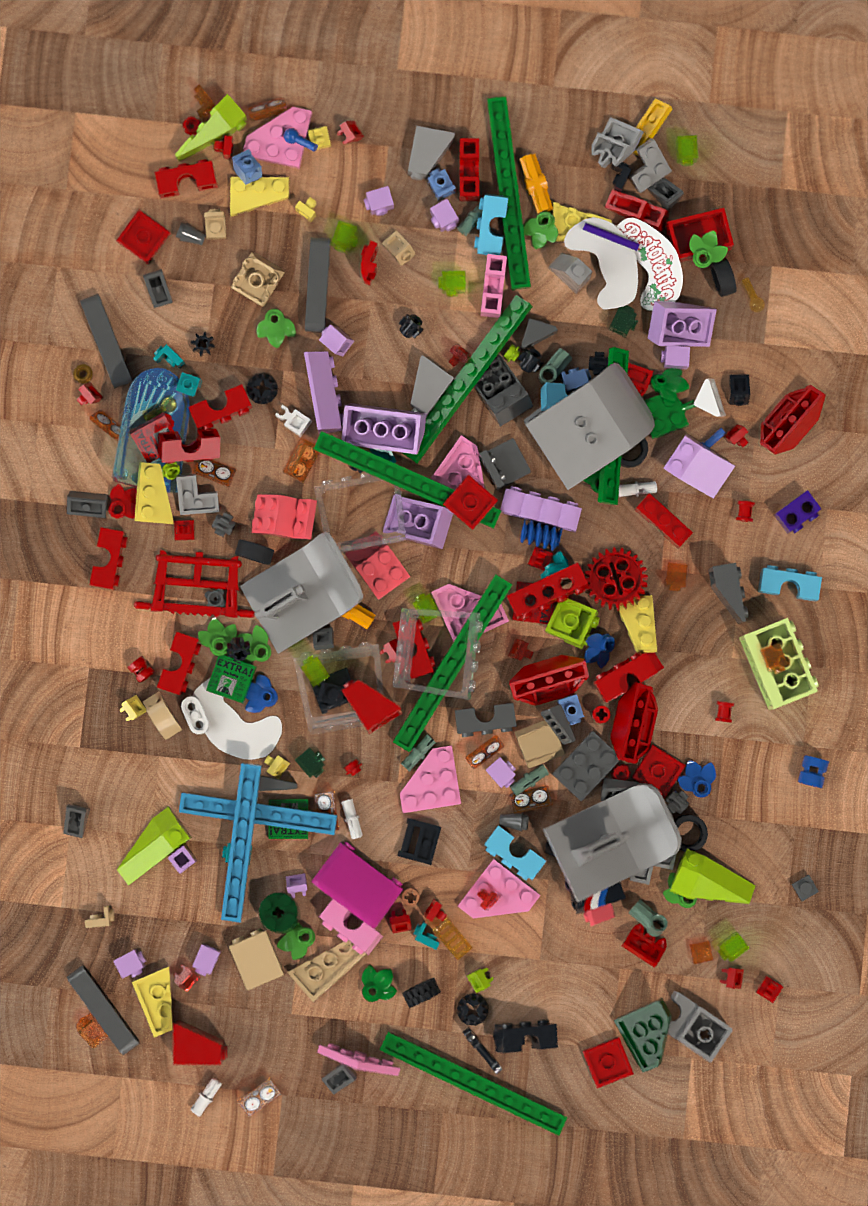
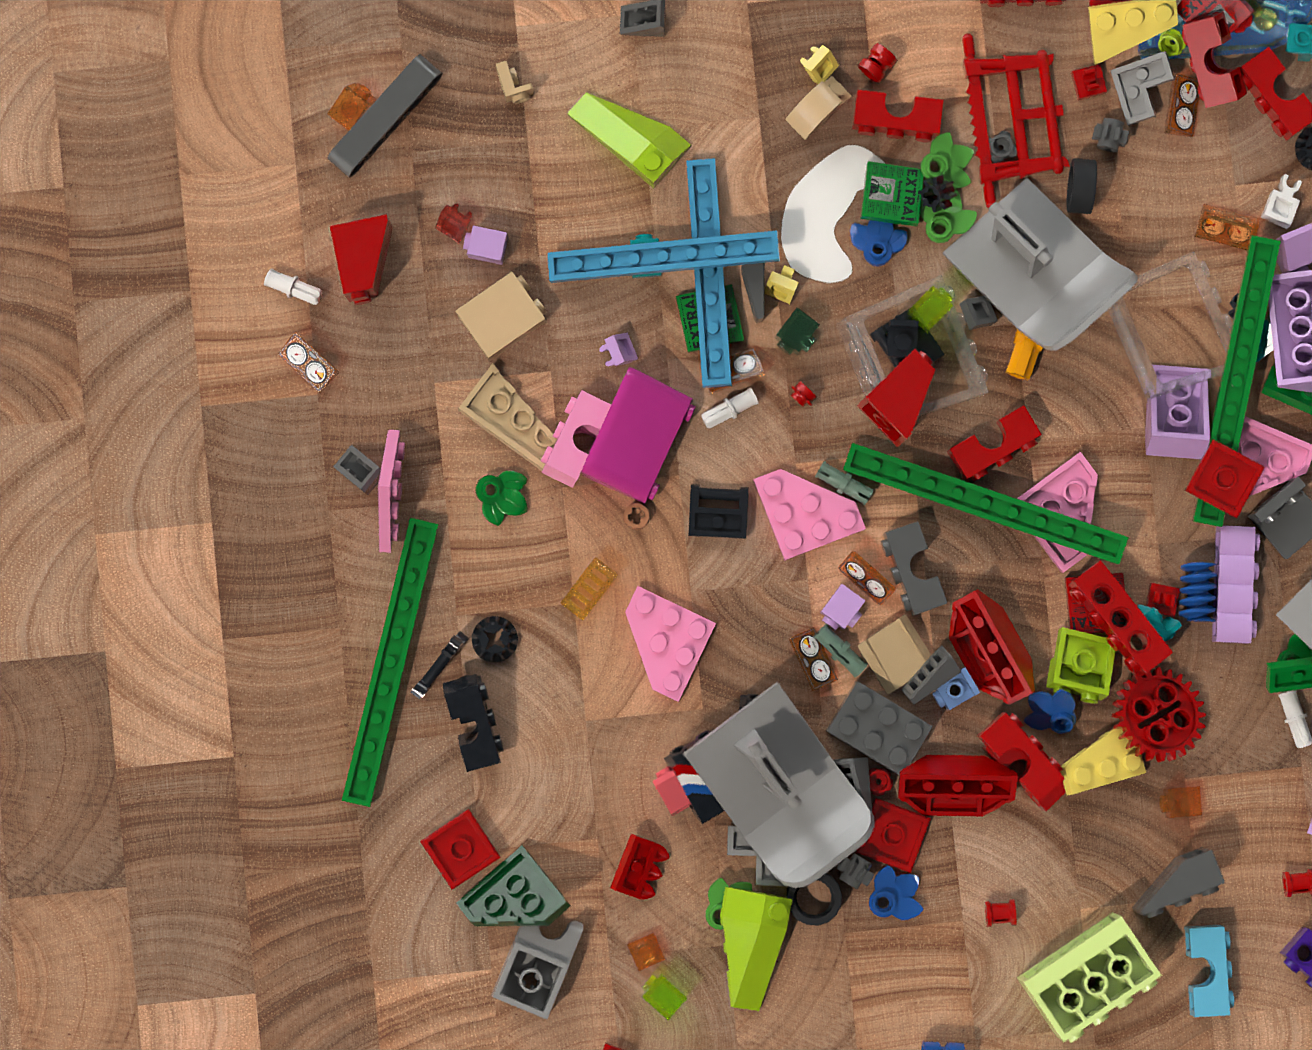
camera: 80 degrees right, 0 degrees up
(130, 963) = (458, 139): lavender brick -> none
(156, 1000) = (414, 187): light yellow wing -> none
(182, 859) = (621, 179): lavender brick -> none
(195, 715) = (828, 154): white plate -> none
(272, 922) = (567, 348): dark green brick -> none
(284, 516) = (1142, 217): coral bracket -> none
(293, 941) = (539, 363): bright green plate -> none
(378, 568) = (1097, 368): coral bracket -> none
(391, 649) = (983, 417): tile -> none
(400, 923) = (596, 509): red tile -> none
(406, 645) = (990, 431): clear windscreen -> none
(421, 992) = (504, 559): black tyre -> none
(425, 602) = (1054, 449): clear neon green brick -> none
(428, 939) = (582, 555): teal bracket -> none
(434, 911) = (623, 554): red tile -> none
(478, 980) = (538, 639): lime tile -> none
(488, 899) = (658, 627): clear red tile -> none
(499, 844) = (738, 626): medium azure arch -> none
(515, 821) = (776, 642): dark grey cone -> none
(520, 650) = (1024, 597): clear red tile -> none
(604, 719) = (964, 740): red bush -> none
(647, 916) = (680, 862): sand green piece -> none
(664, 520) = (1264, 760): red arch -> none
(734, 978) = (619, 1006): red tile -> none
(774, 658) = (1098, 968): clear orange bracket -> none

